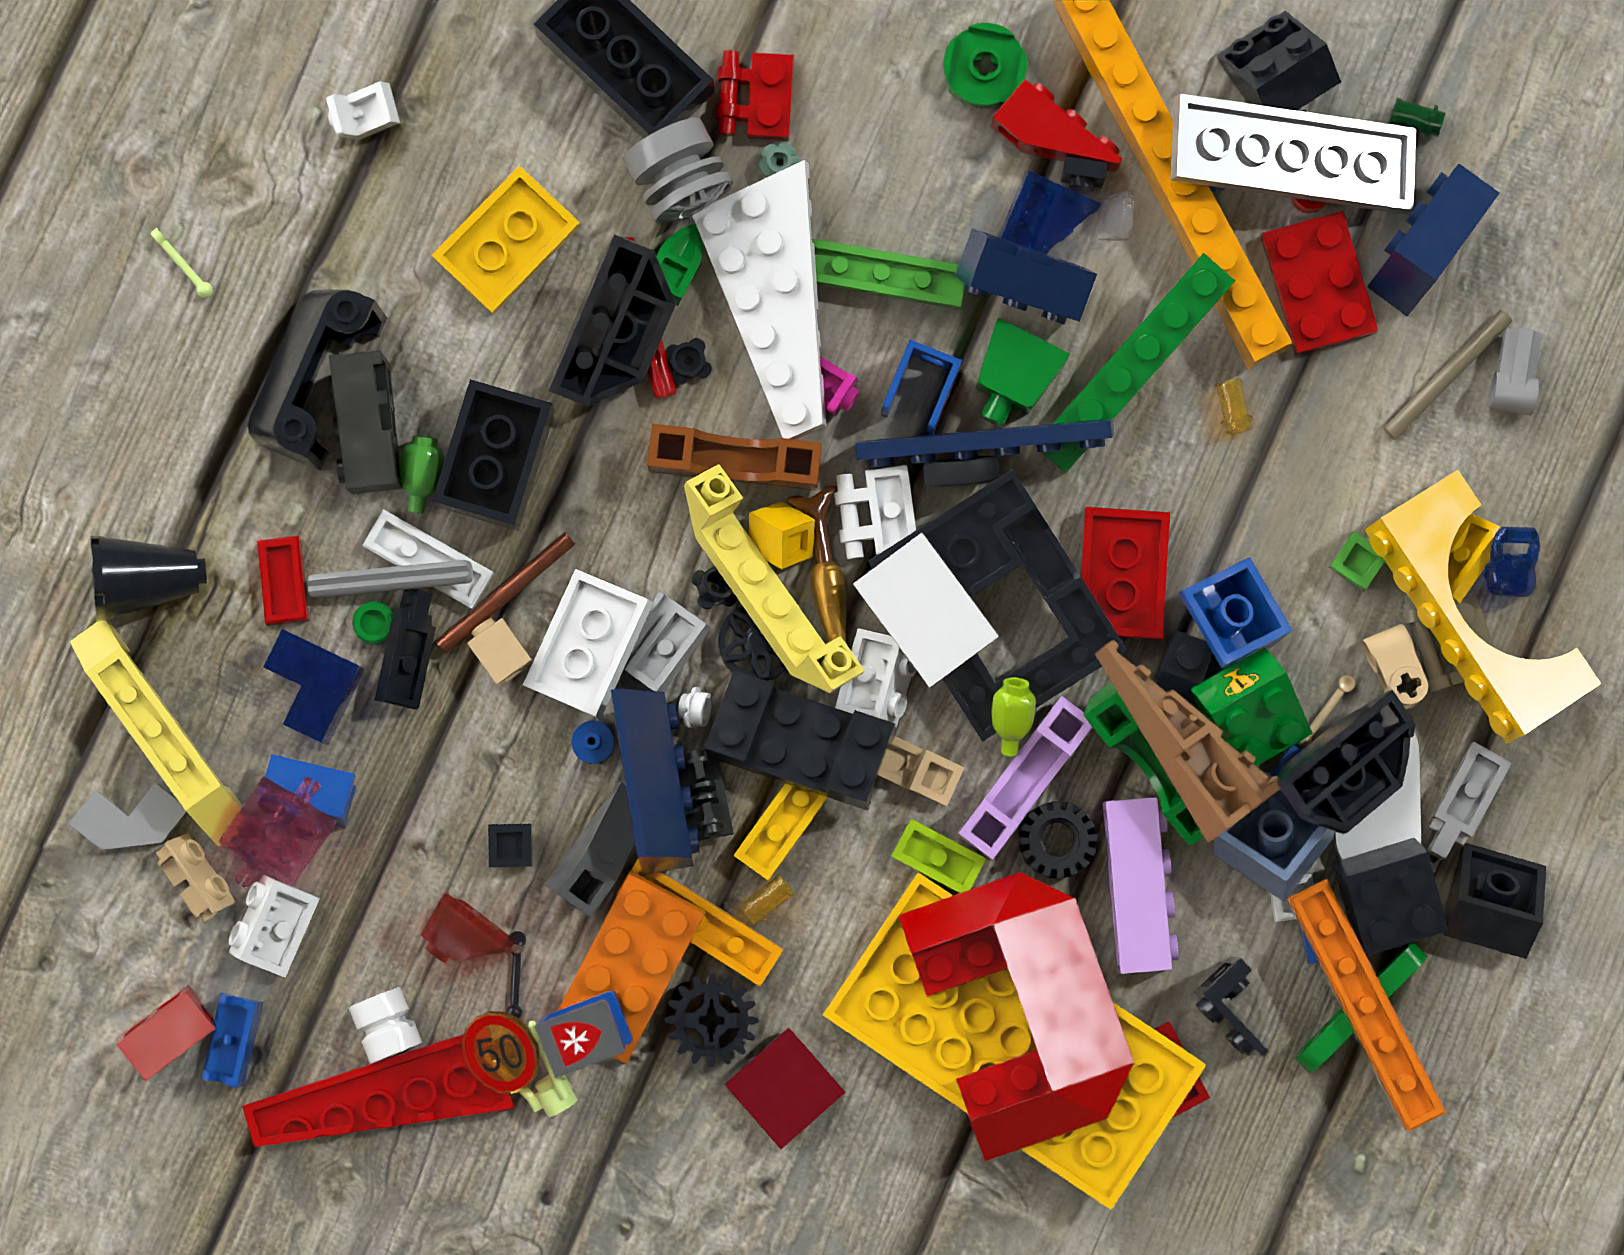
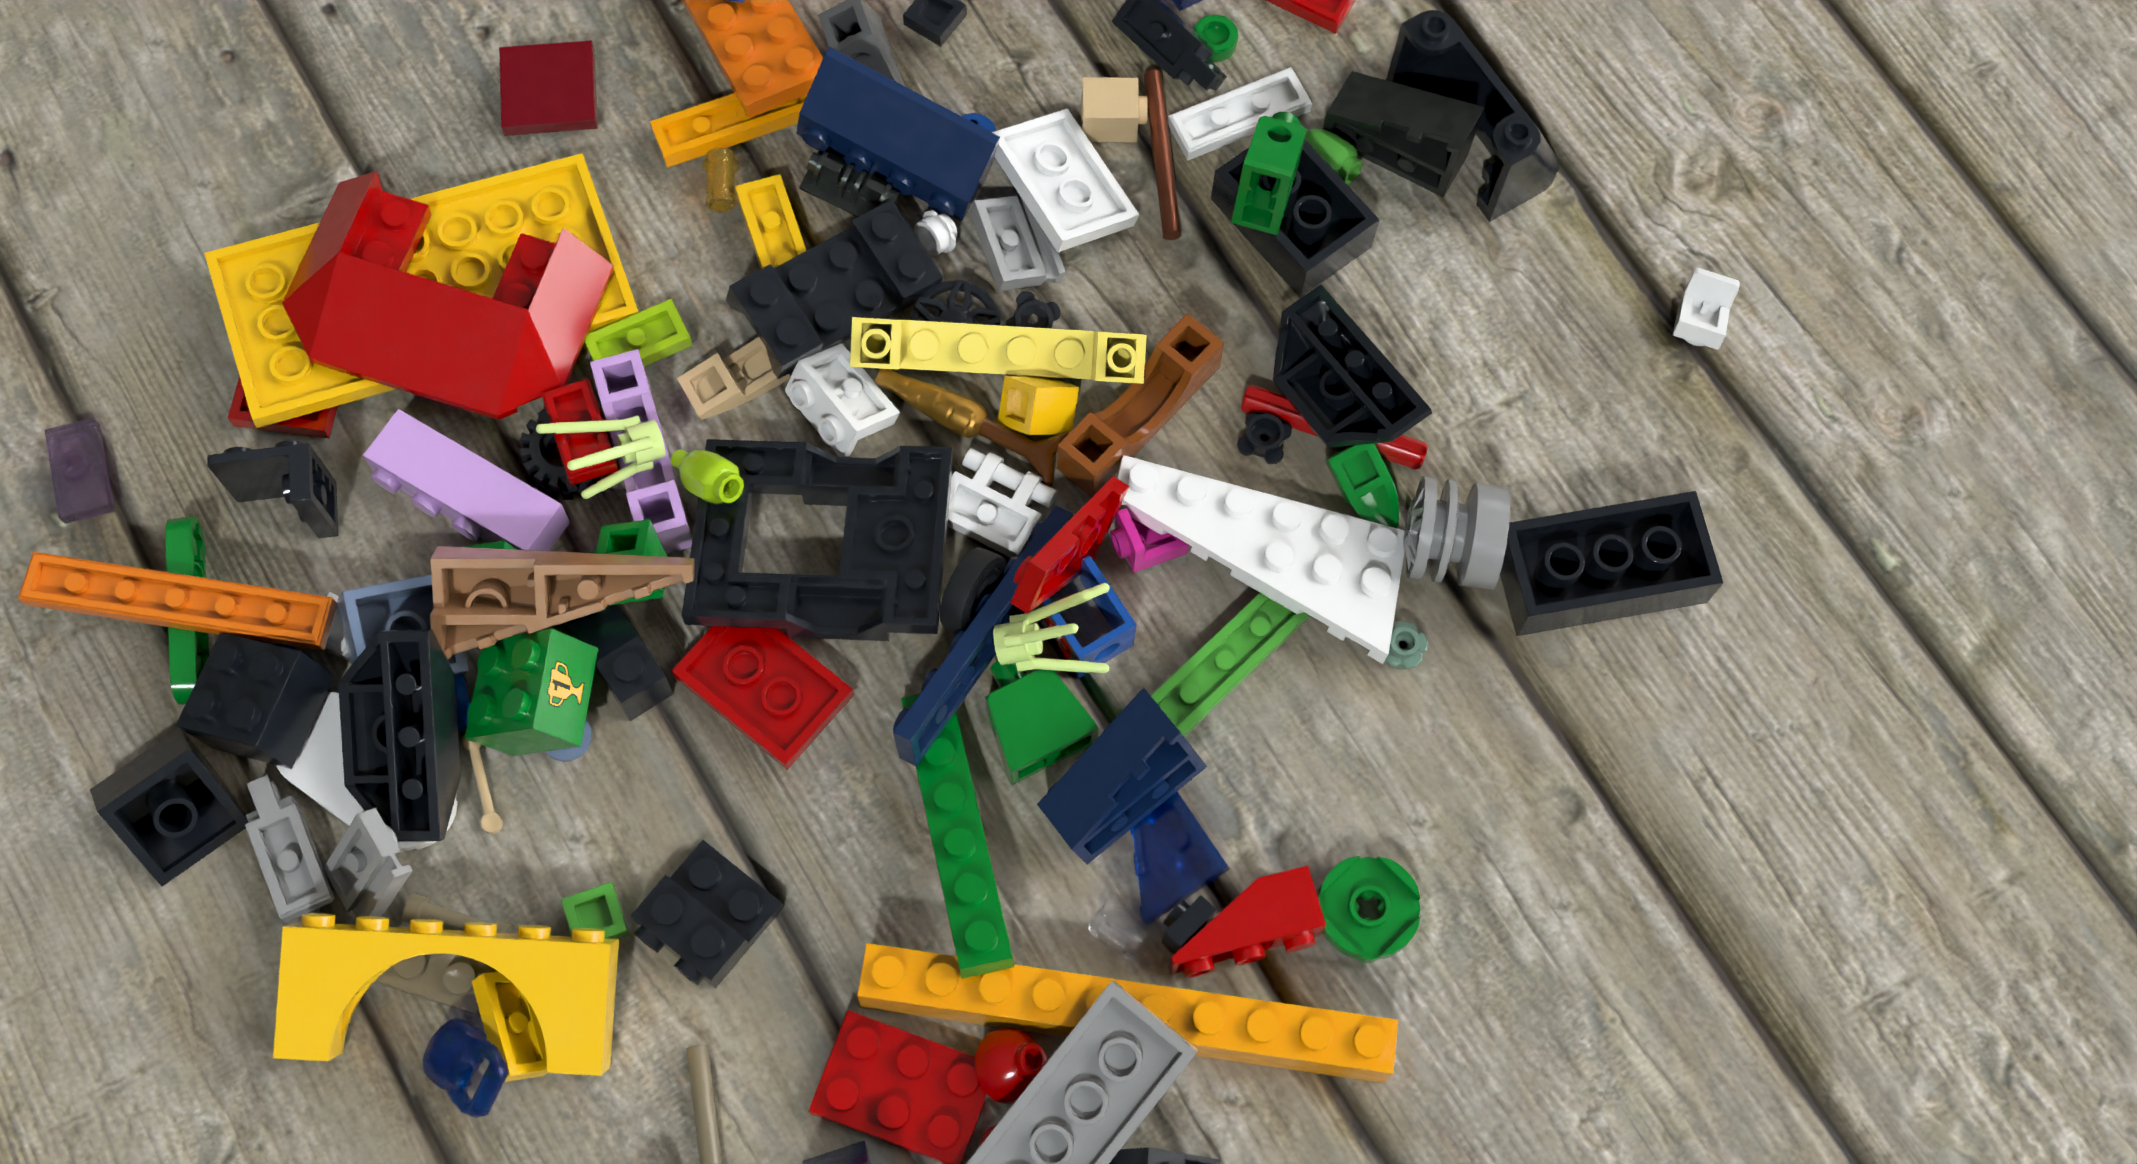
camera: 120 degrees right, 15 degrees down
(203, 289) = (1693, 86): yellowish green hinge -> none
(390, 578) = (1243, 65): light grey axle -> none
(506, 240) = (1494, 356): yellow plate -> none
(512, 467) = (1274, 153): none -> green torso
(692, 1020) = (654, 68): black gear -> none
(769, 95) = (1477, 682): red plate -> none
(900, 419) = (1062, 556): none -> red wing
(925, 610) = (864, 462): white tile -> none
(980, 404) = (1021, 640): none -> yellowish green plant
(1028, 778) = (639, 444): none -> yellowish green plant
(1044, 832) = (576, 404): none -> red tile
(1233, 407) = (841, 906): clear yellow pin -> none
(1236, 613) = (635, 739): blue slope -> none
(1258, 221) = (1008, 1063): none -> red brick
(1304, 491) = (705, 915): none -> black plate
(1320, 1176) = (79, 470): none -> clear purple plate
(1394, 659) = (471, 879): tan piece -> none
(1442, 726) = (366, 866): none -> light grey plate

